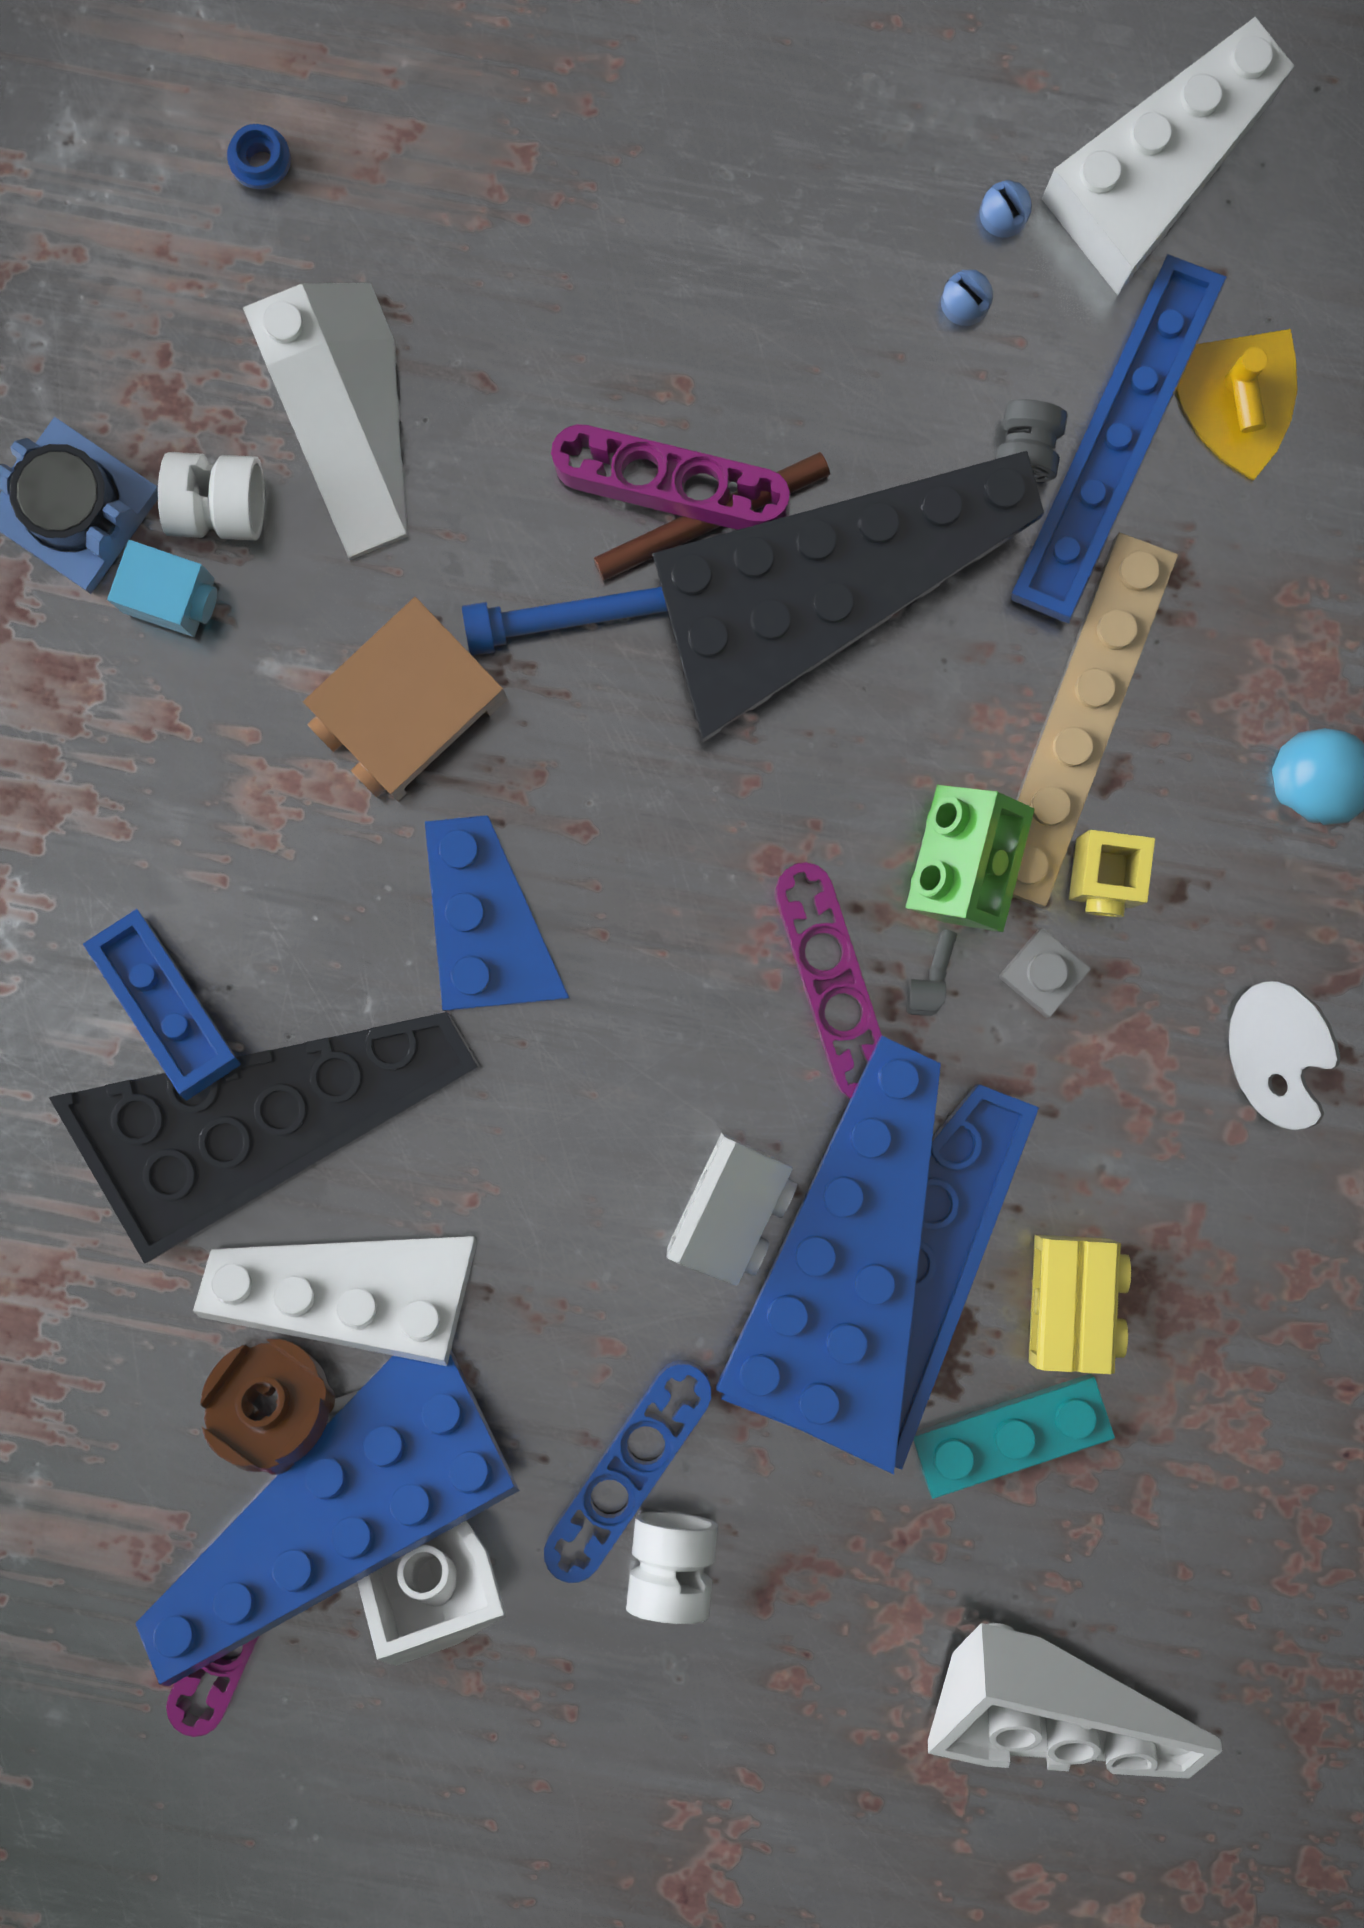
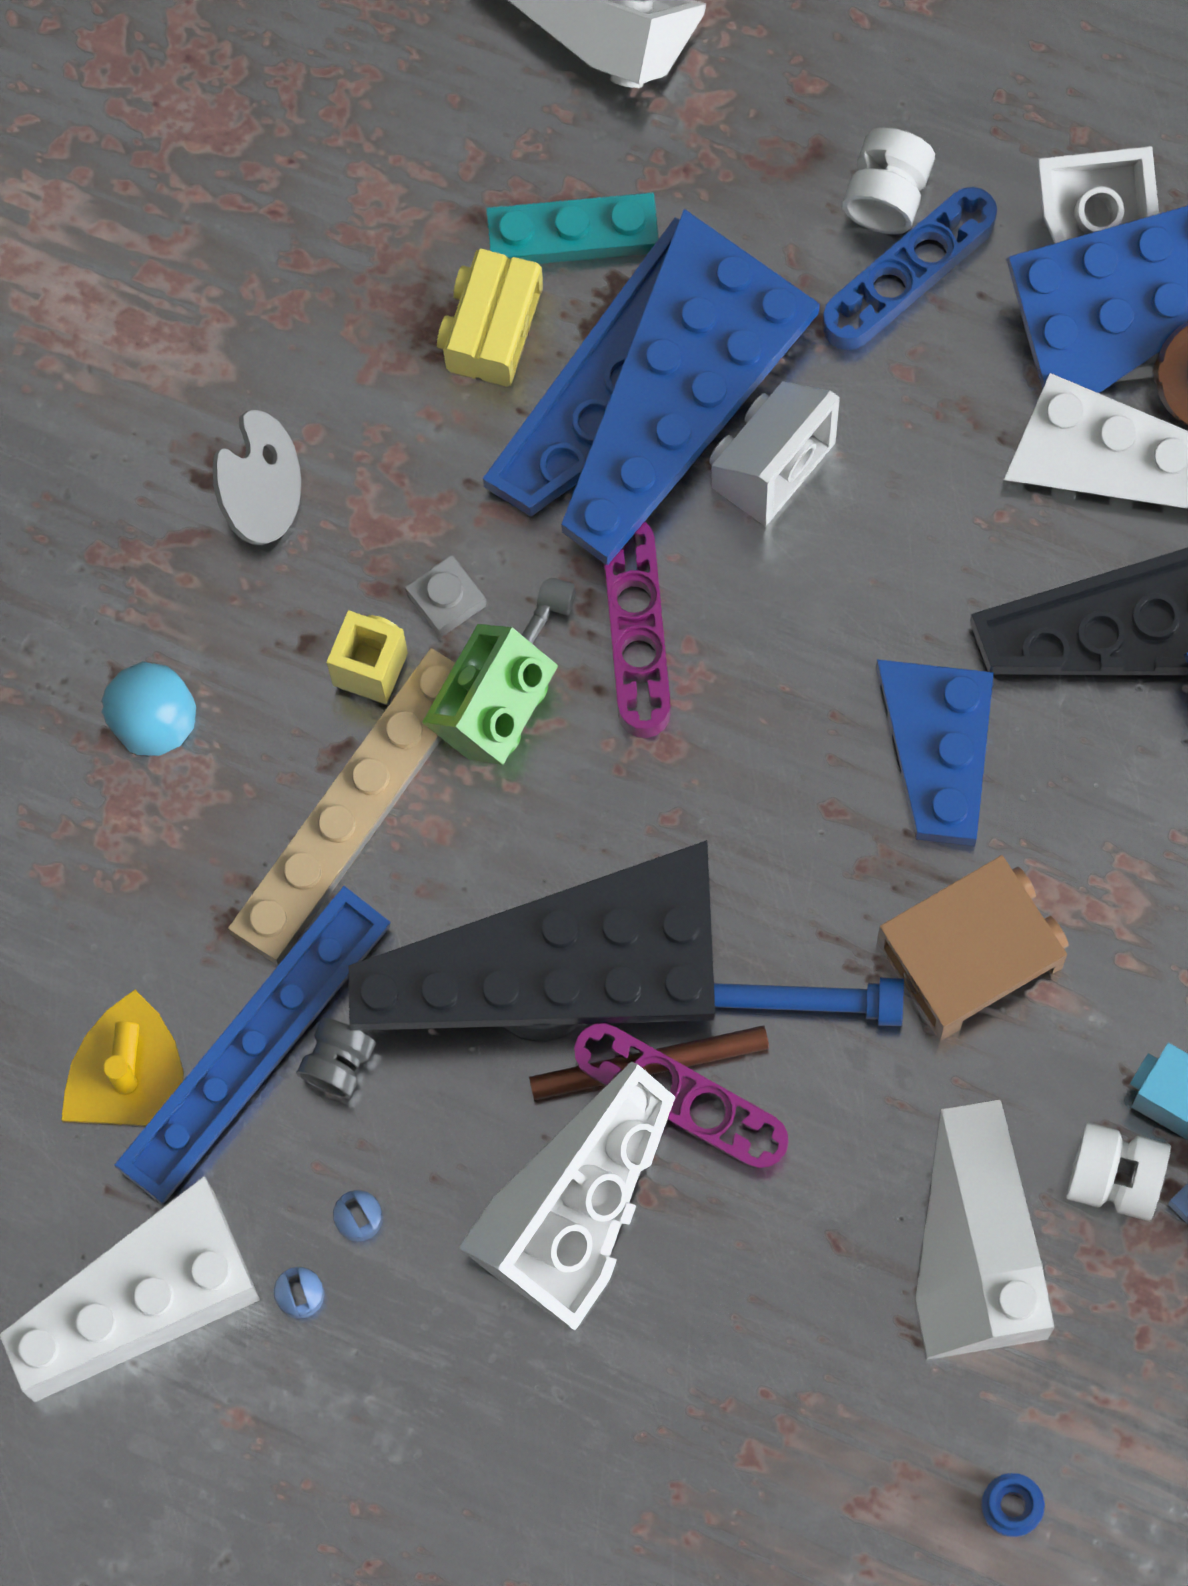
camera: 160 degrees left, 15 degrees down
(767, 315) = (562, 1212): none -> white wedge

